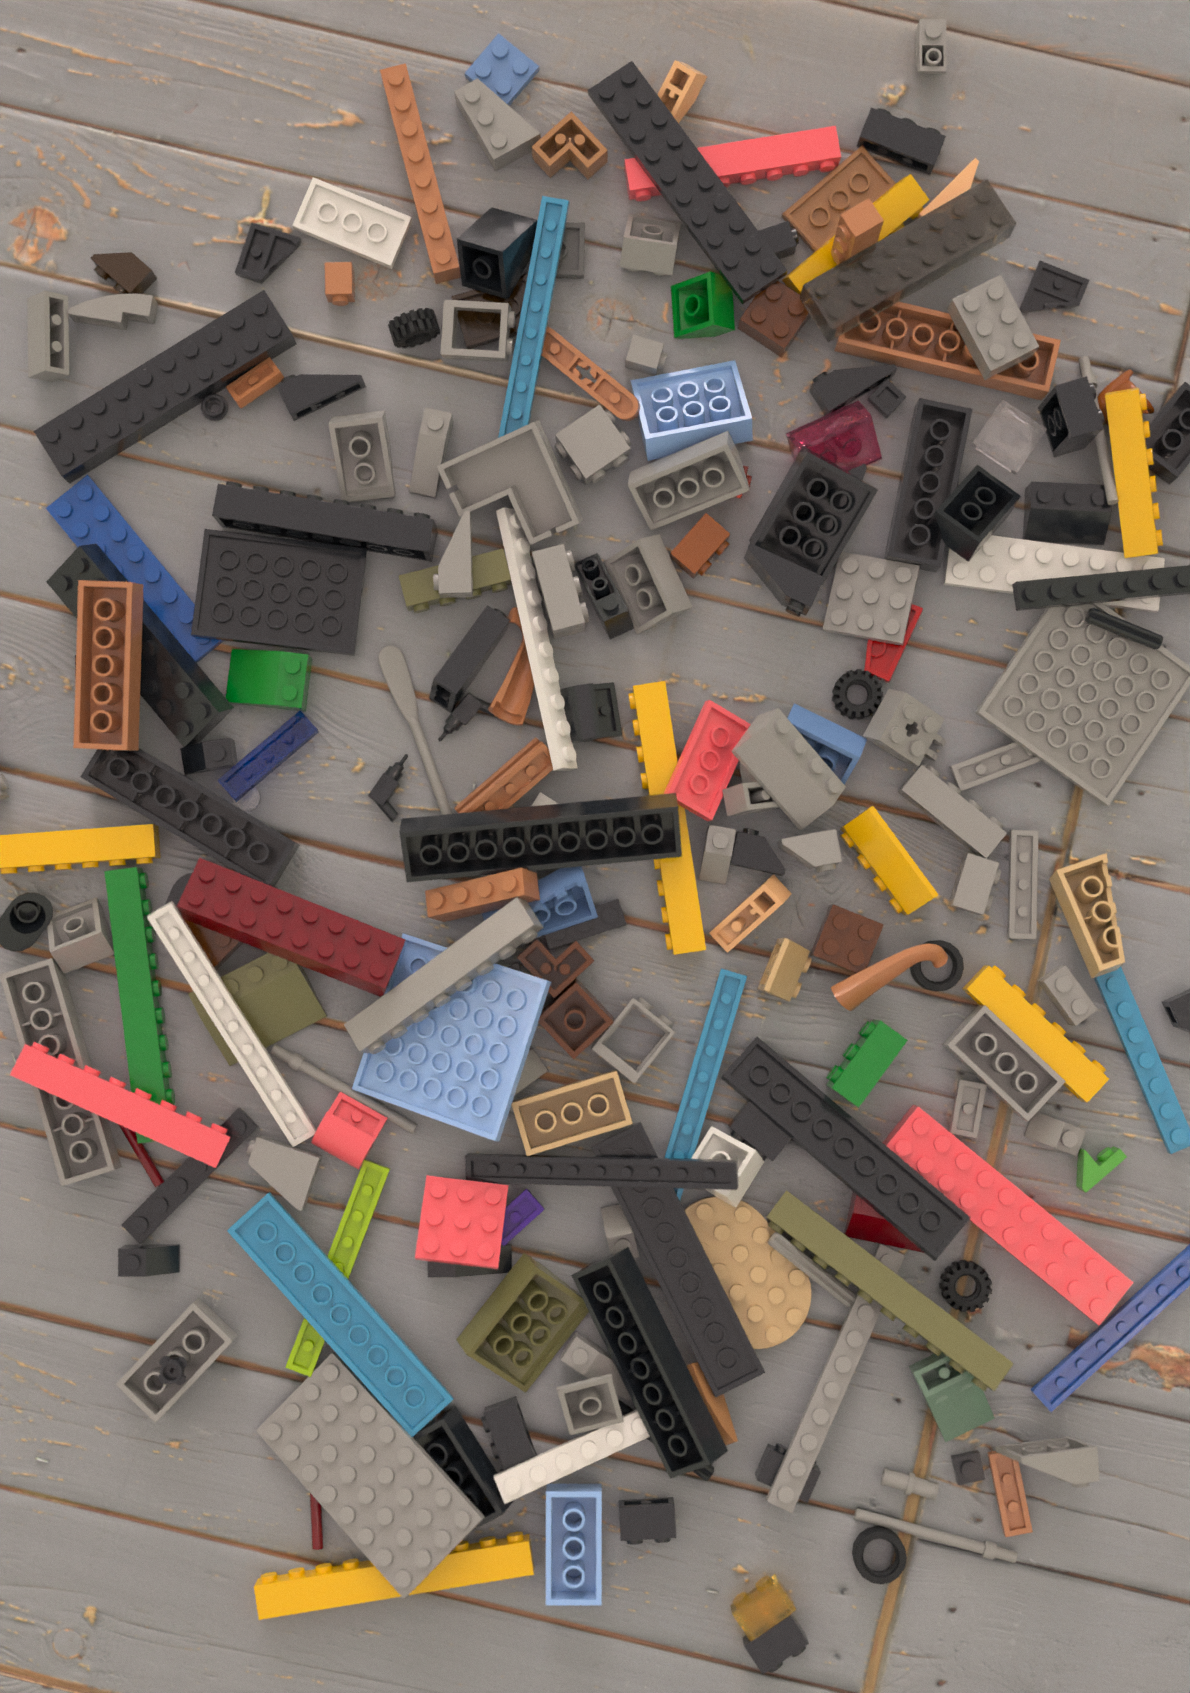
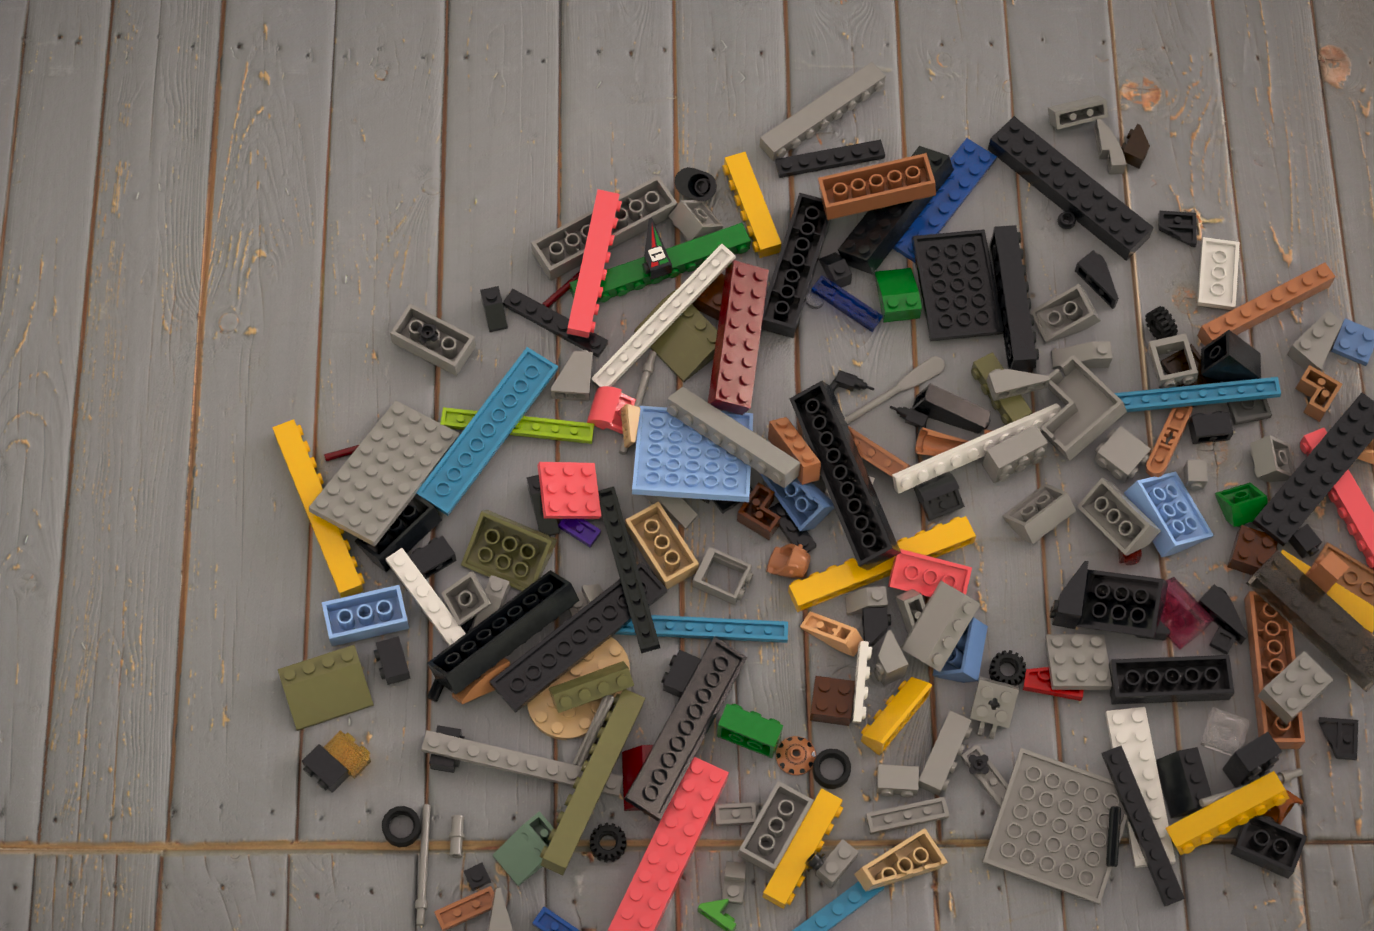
camera: 75 degrees right, 20 degrees down
(27, 714) = (830, 158): none -> black plate
(131, 1013) = (655, 258): none -> black slope
(255, 382) = (1091, 239): nougat plate -> none
(339, 283) = (1175, 274): nougat brick -> none
(377, 1110) = (630, 419): none -> tan slope
(575, 1018) = (726, 531): reddish brown brick -> none
(582, 312) = (1210, 427): none -> black brick
(604, 596) = (1020, 487): black slope -> none
(636, 944) = (789, 561): none -> nougat helmet
(661, 1617) = (325, 687): none -> olive slope
(700, 546) = (1076, 540): dark orange brick -> none
(724, 1147) = (652, 663): white slope -> none
(757, 1262) = (591, 686): none -> olive brick
(784, 969) = (799, 657): tan slope -> none
(836, 895) = (860, 690): none -> white plate
(865, 983) = (804, 716): nougat animal -> none
(891, 999) = (792, 764): none -> nougat dish
(974, 512) = (1161, 712): black slope -> none
(975, 775) = (974, 769): none -> black plate
(1066, 1025) = (815, 861): none -> black plate

